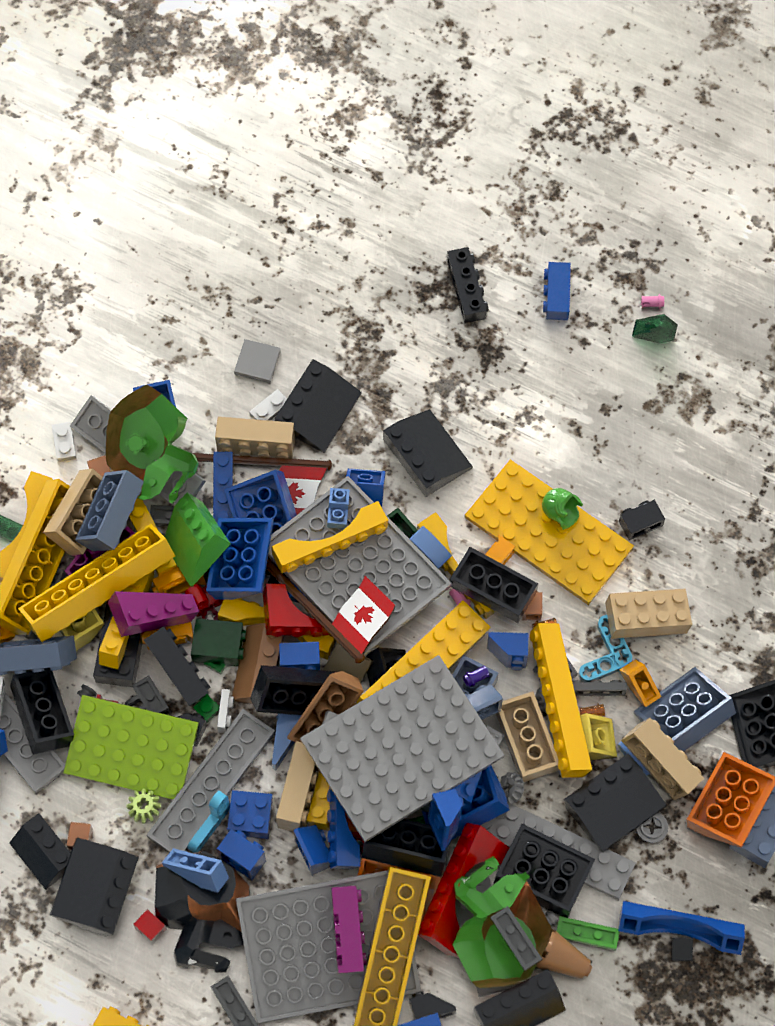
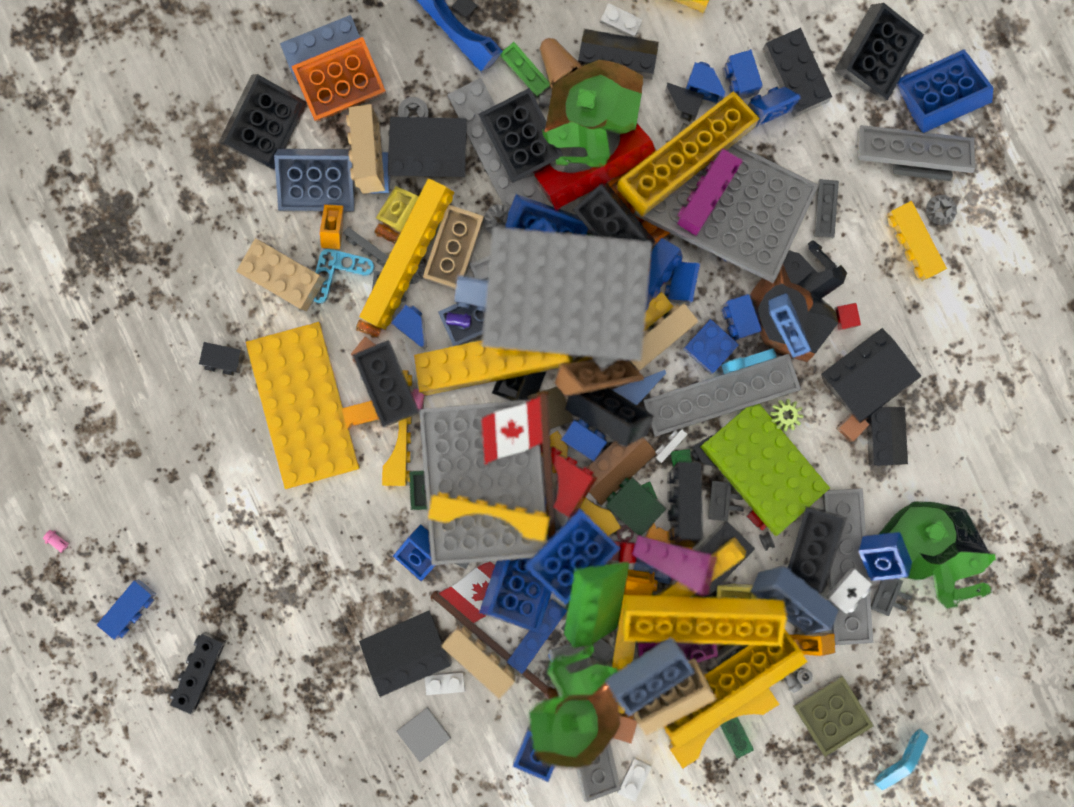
camera: 140 degrees left, 20 degrees up
(338, 508) = (462, 540): medium blue slope -> none
(426, 451) = (346, 547): black slope -> none
(430, 547) = (411, 455): medium blue slope -> none
(445, 816) = (574, 217): blue slope -> none
(516, 938) = (587, 93): dark grey plate -> none
(561, 507) = (279, 412): bright green hair -> none
(655, 329) = (74, 513): clear green slope -> none

